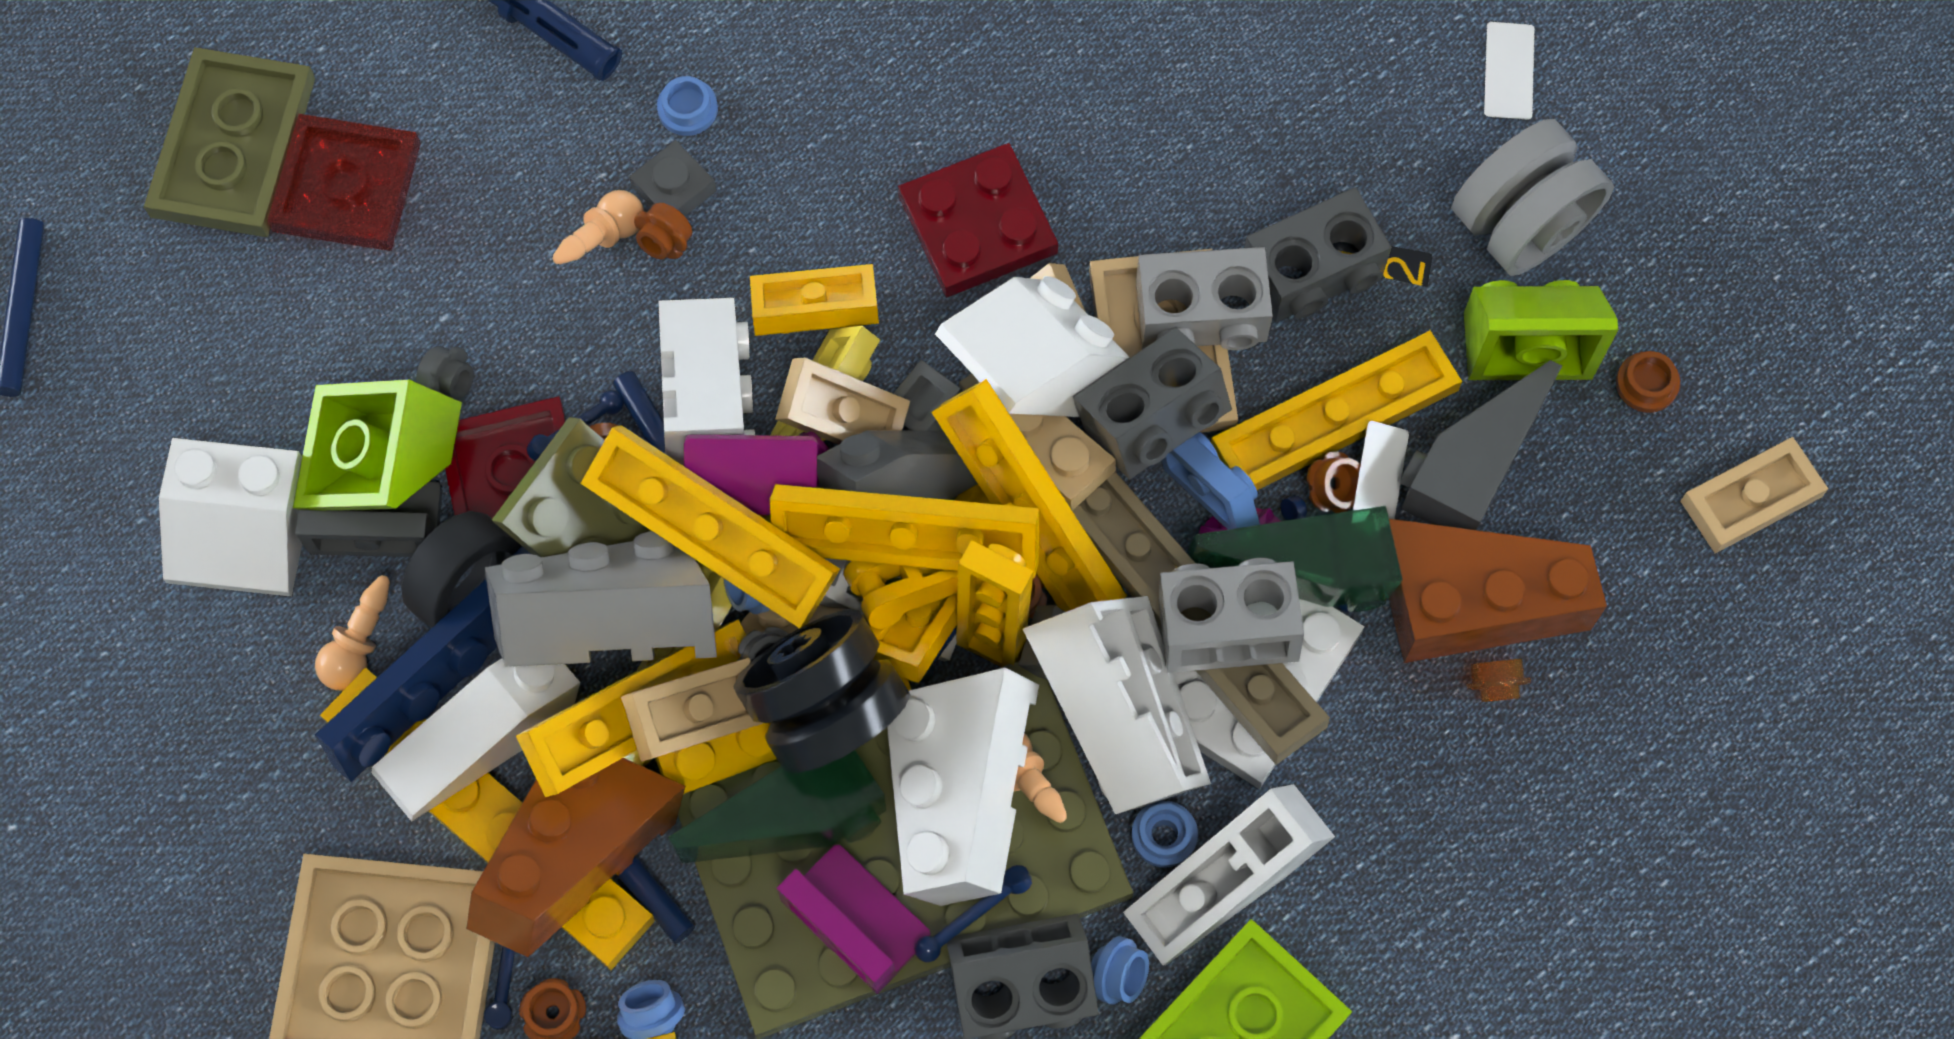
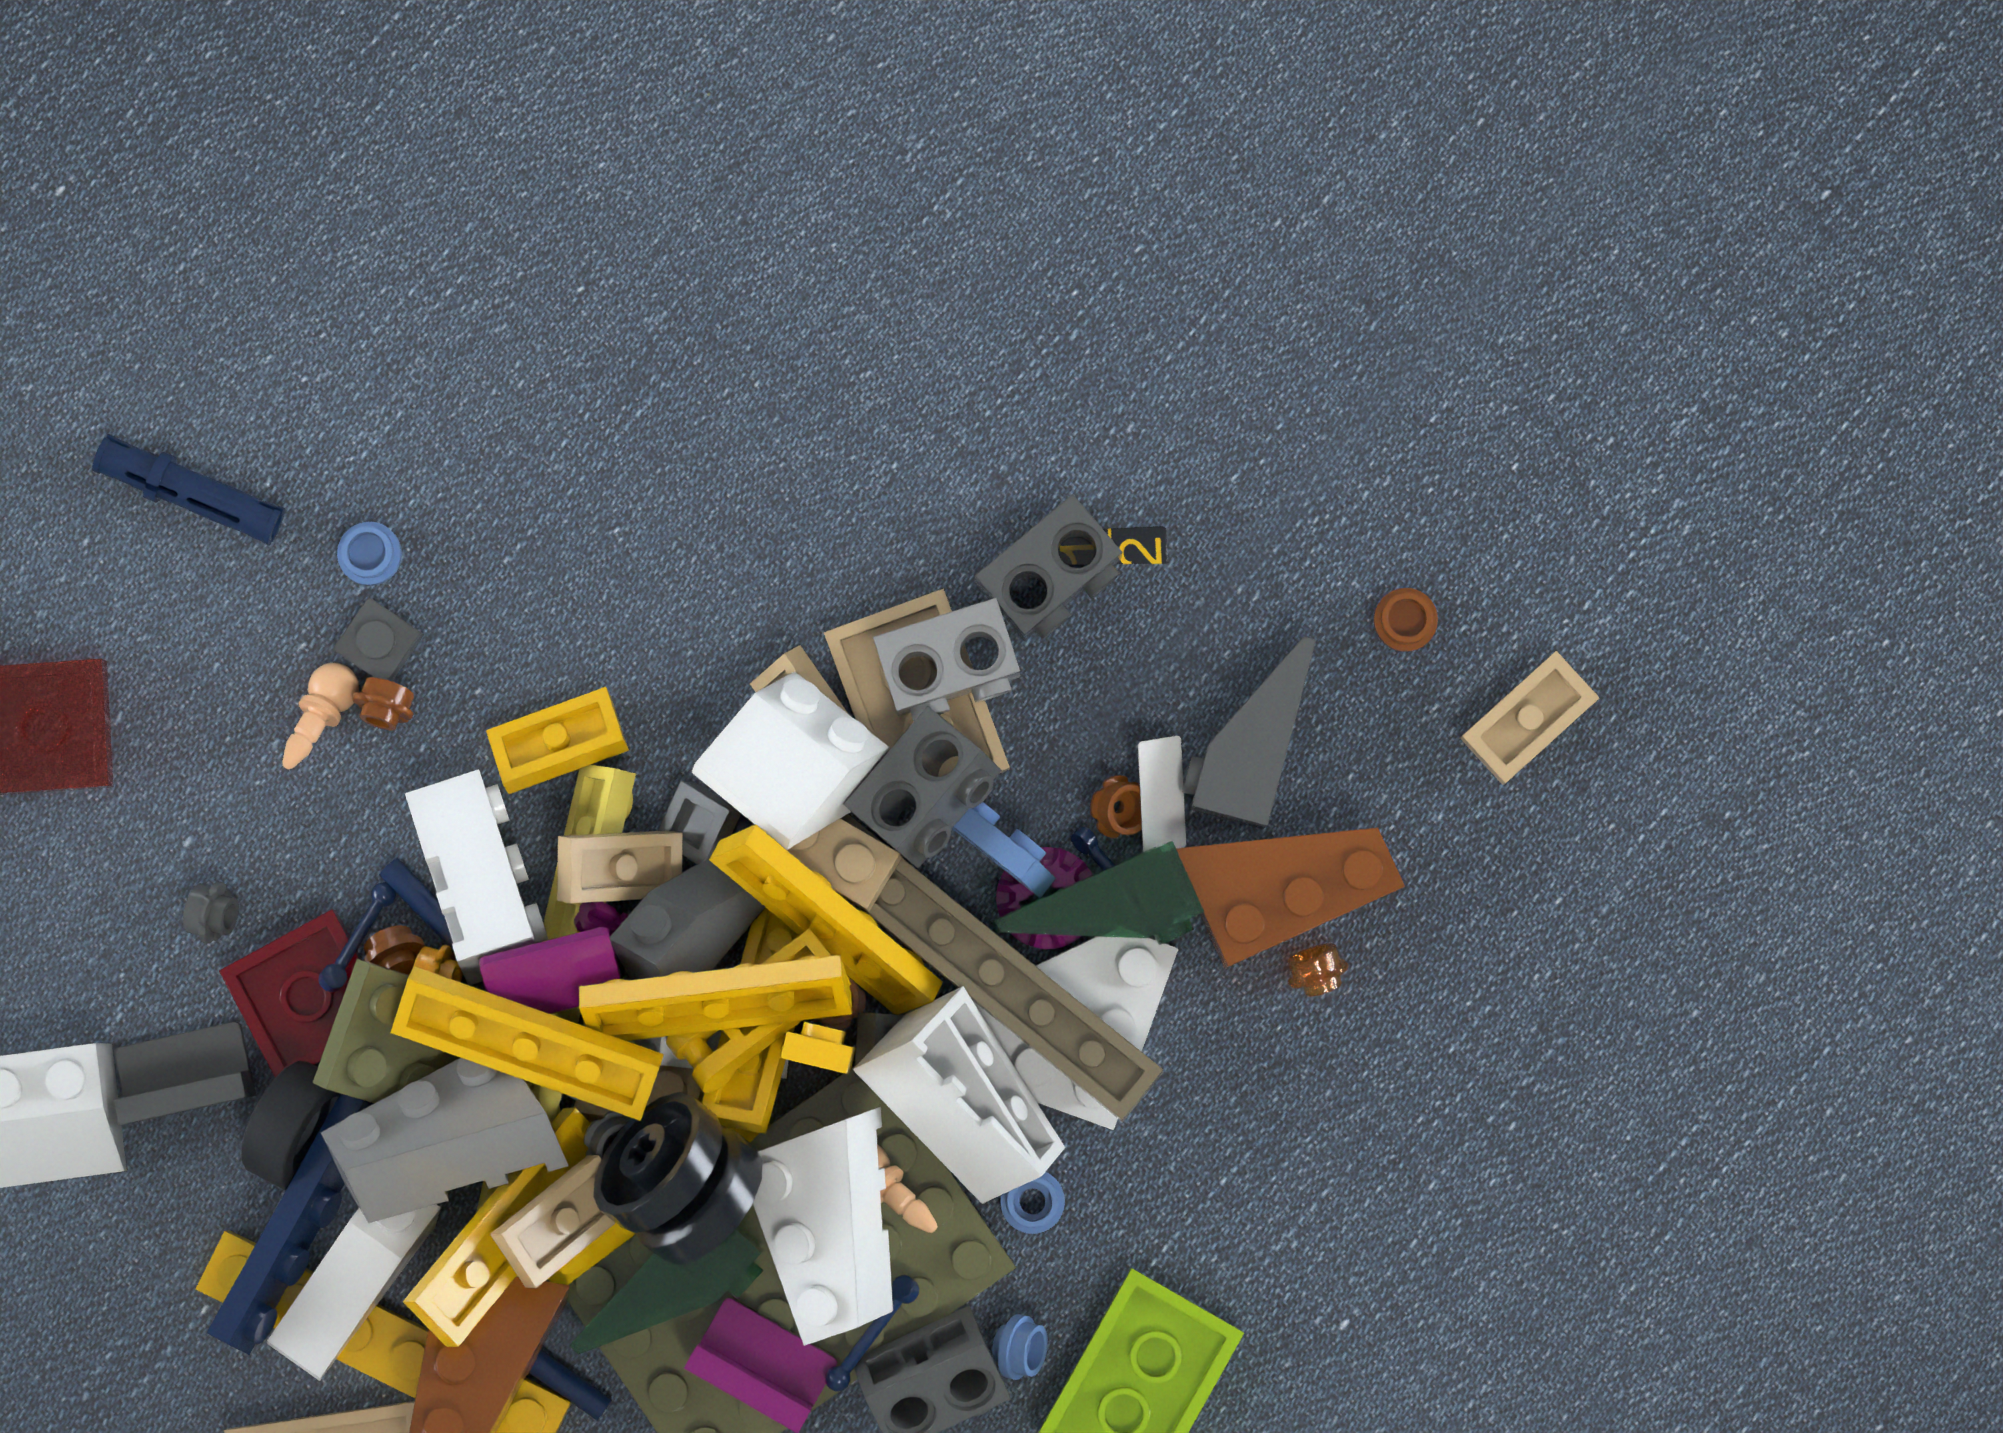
camera: 15 degrees left, 15 degrees up
(345, 656) = (200, 1224): light nougat bar -> none
(374, 444) = (168, 1021): lime slope -> none
(978, 220) = (698, 605): dark red plate -> none
(1229, 872) = (1102, 1226): white slope -> none
(1233, 632) = (1051, 1012): light grey brick -> none
(1339, 411) = (1104, 732): yellow plate -> none
(1509, 70) = (1203, 298): white sticker -> none
(1523, 327) = (1284, 596): lime slope -> none
(1532, 196) = (1252, 464): light grey wheel -> none

